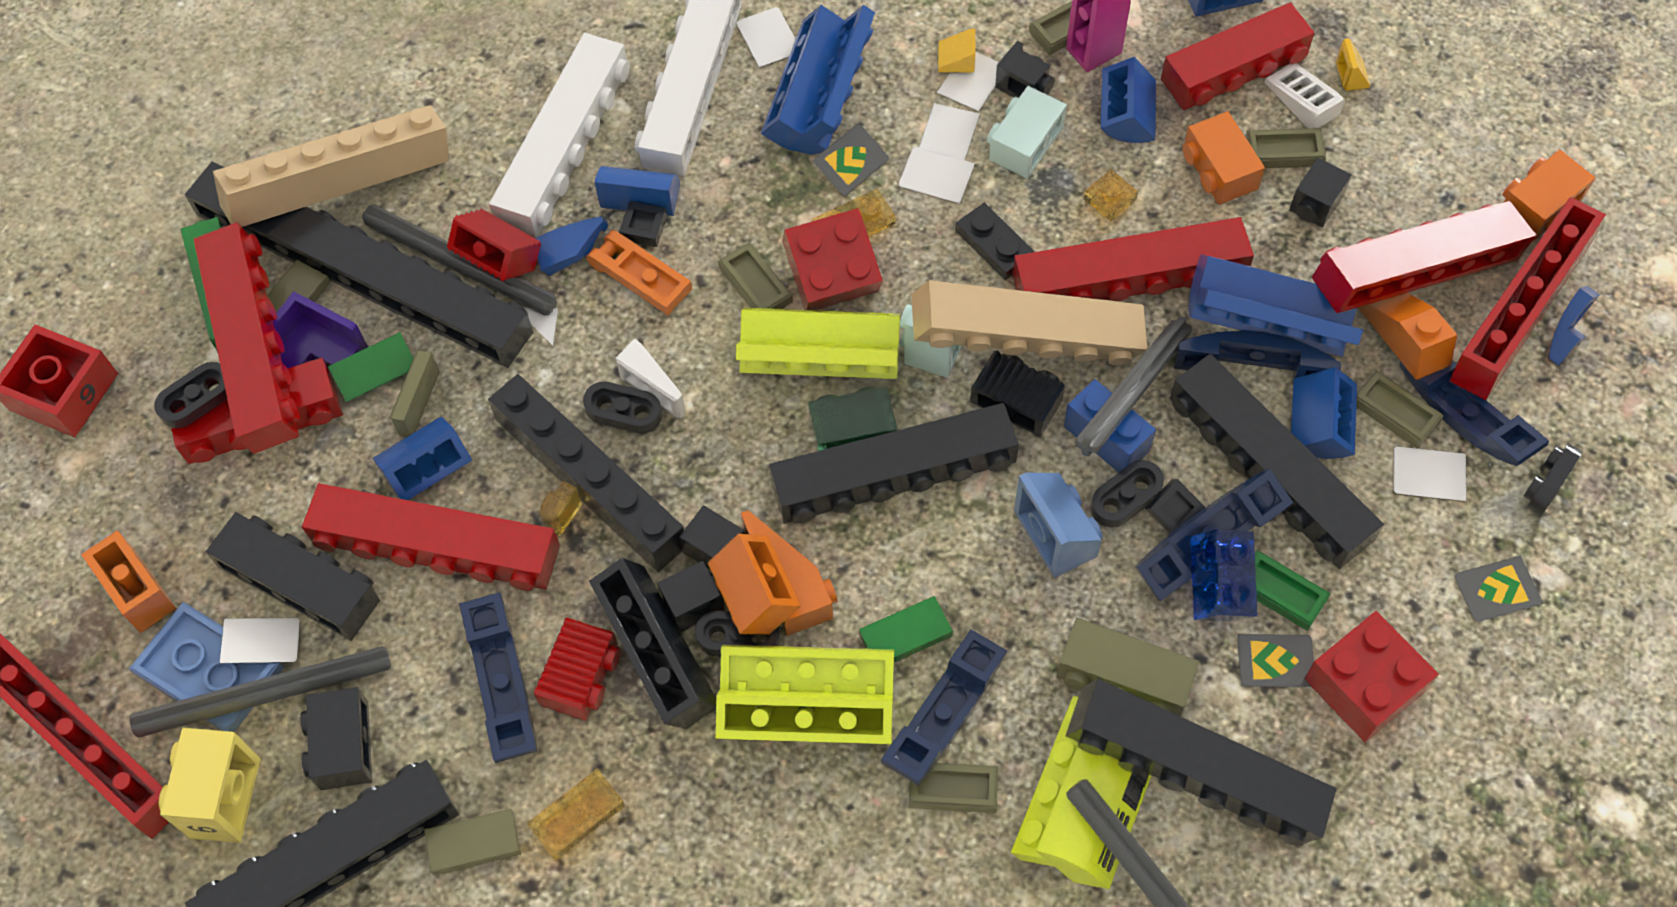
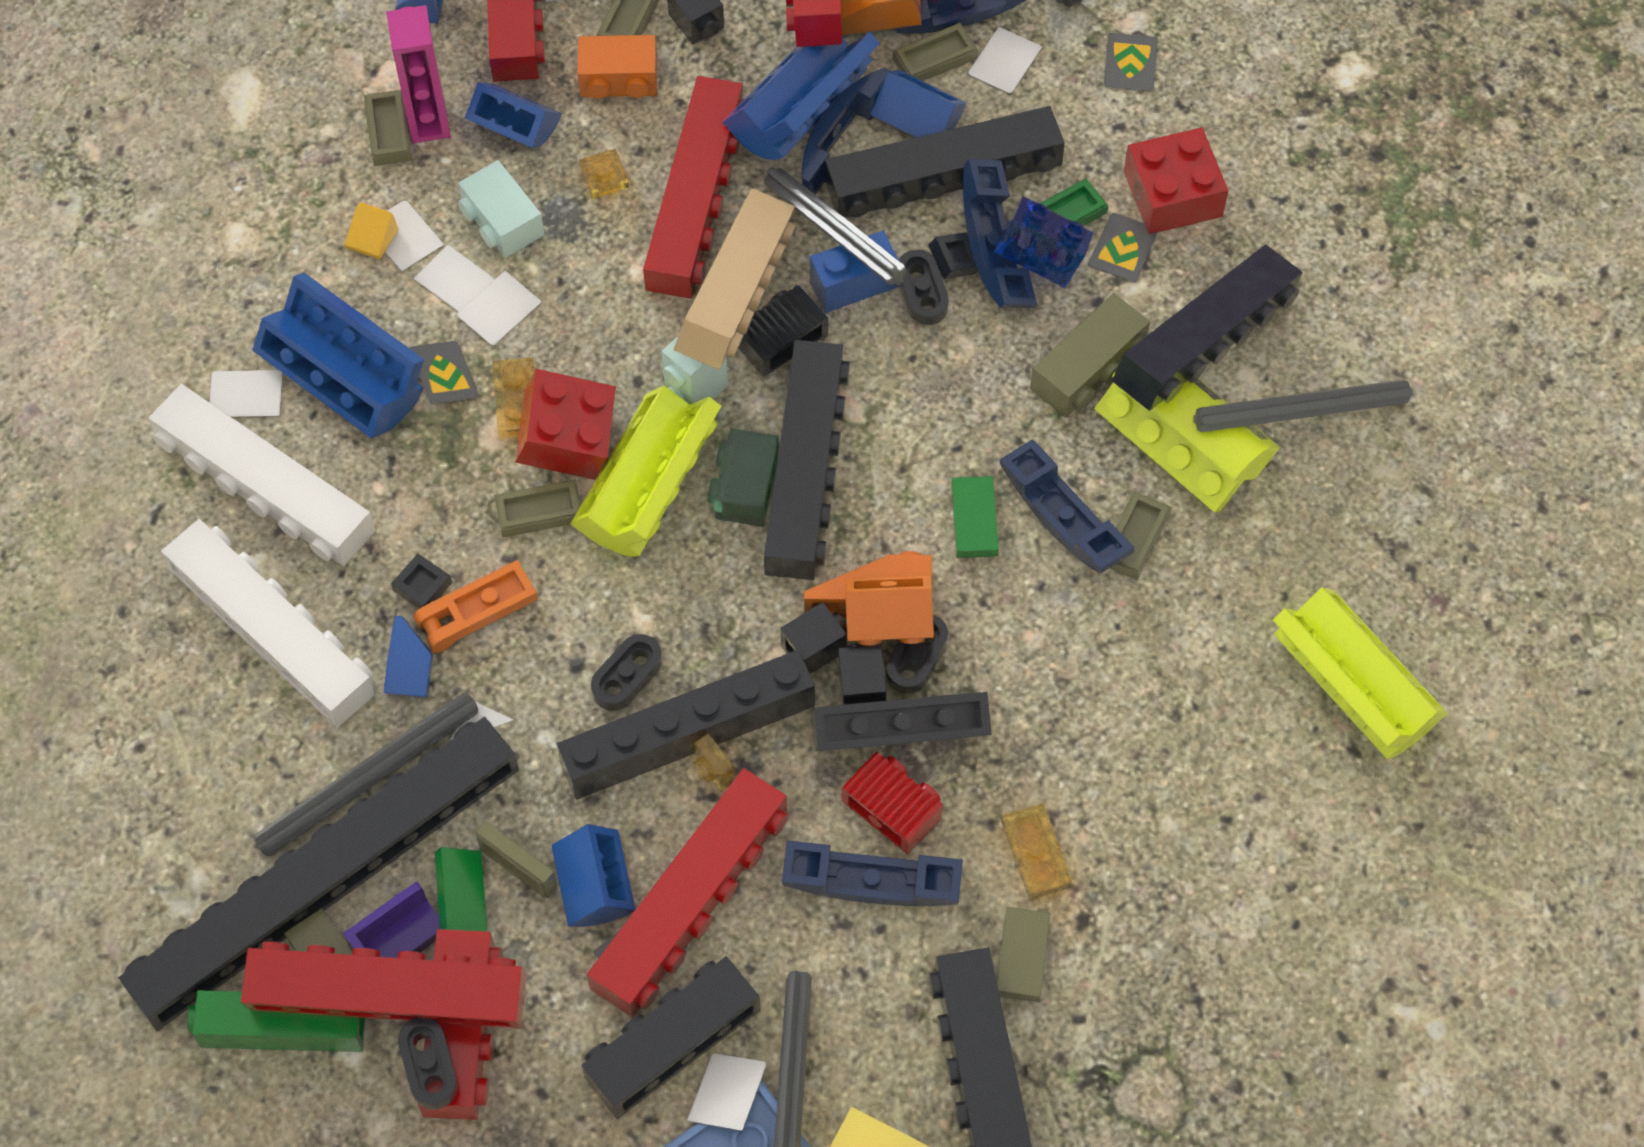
camera: 70 degrees left, 0 degrees up
(331, 166) = (204, 849): tan brick -> none
(337, 739) = (870, 1042): black brick -> none
(493, 244) = (381, 724): red brick -> none
(620, 185) = (371, 579): blue brick -> none
(643, 373) = (600, 637): white slope -> none
(805, 694) = (1009, 612): neon yellow brick -> none
(992, 239) = (602, 287): black plate -> none
(1021, 70) = (433, 186): black brick -> none
(1056, 521) = (930, 351): medium blue slope -> none

